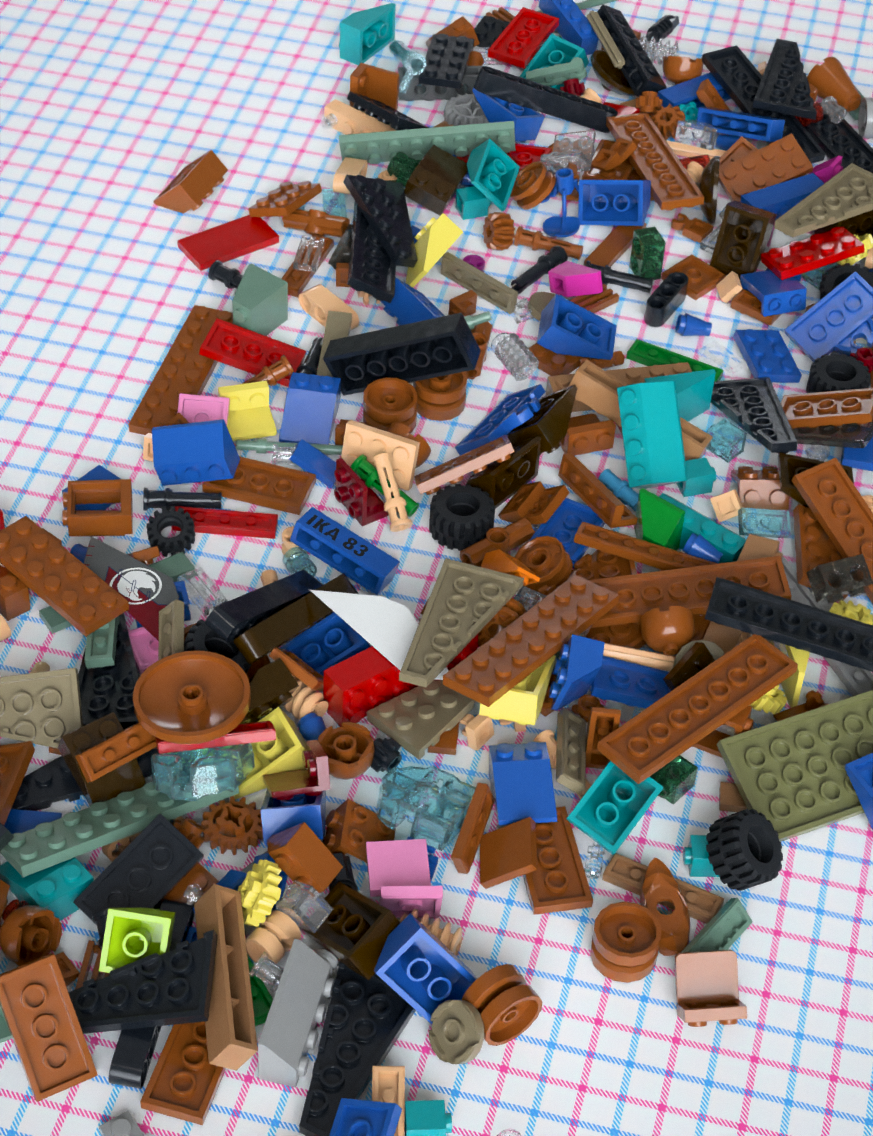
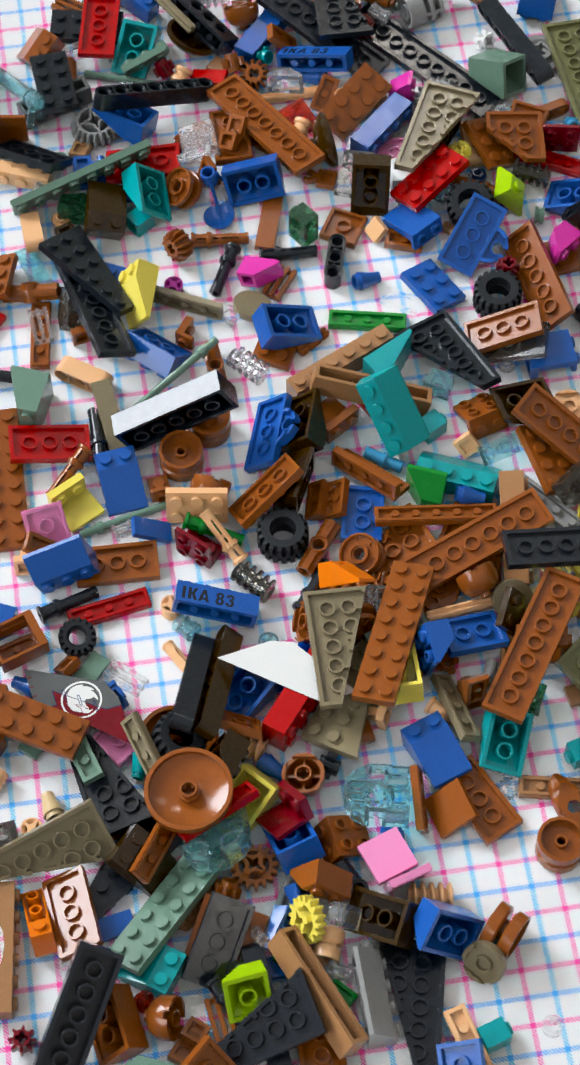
camera: 20 degrees left, 15 degrees up
(403, 546) = (253, 581): none -> clear smoke piece

